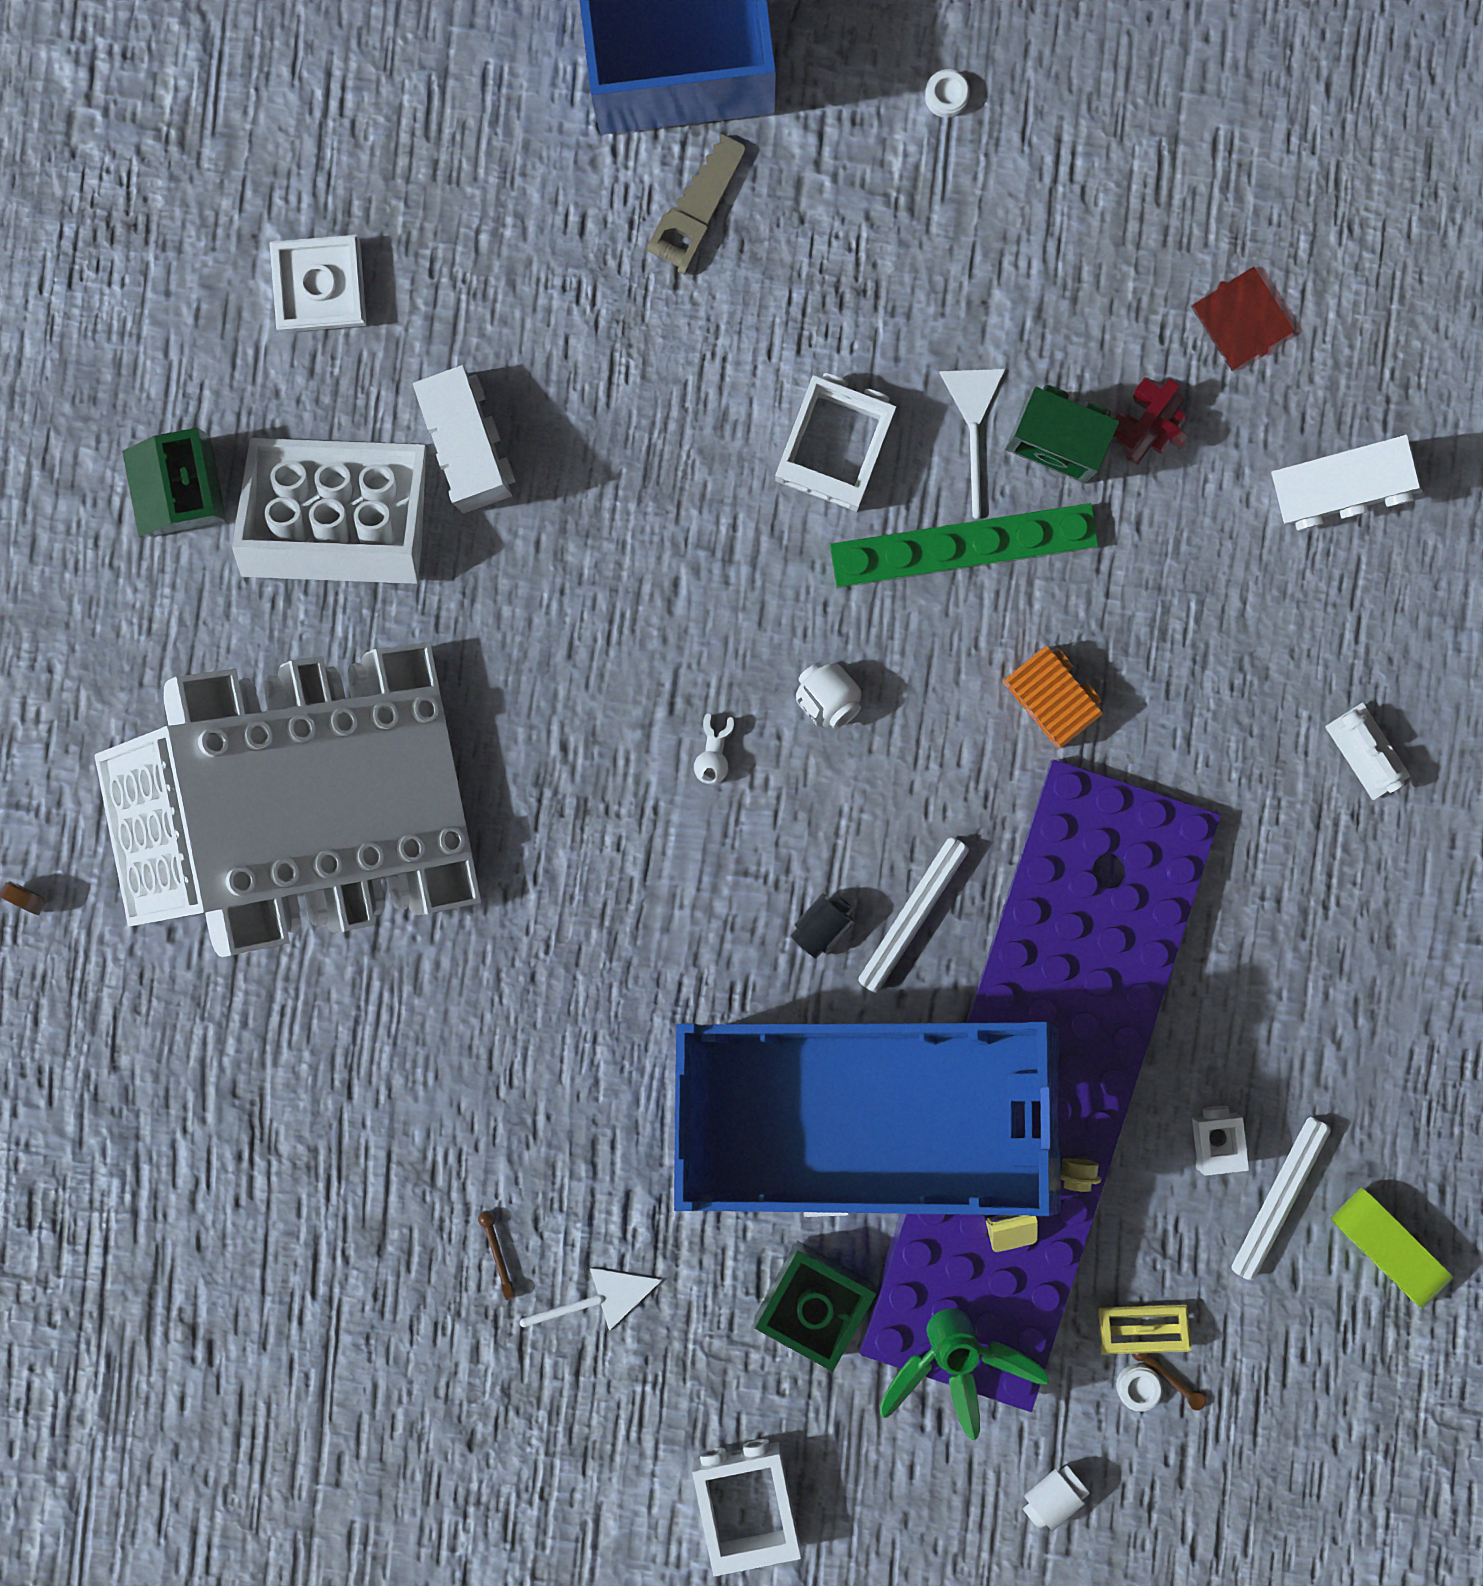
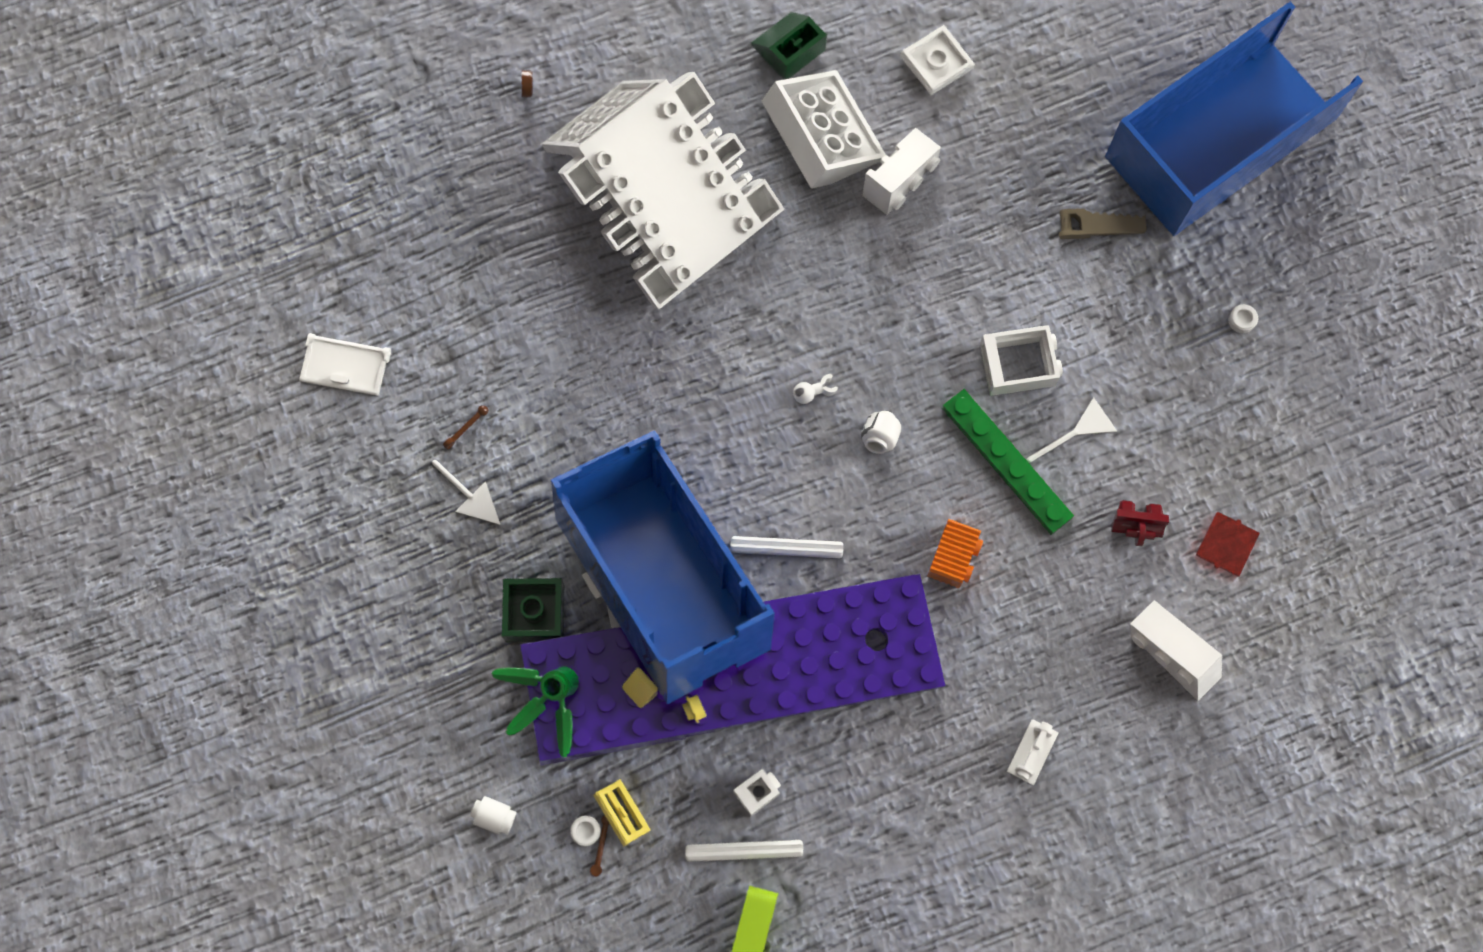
camera: 60 degrees right, 15 degrees down
(298, 1384) = (335, 361): none -> white door
(754, 1550) = (389, 674): white window -> none
(823, 924) = (752, 499): black brick -> none
(1062, 433) = (1101, 472): dark green brick -> none

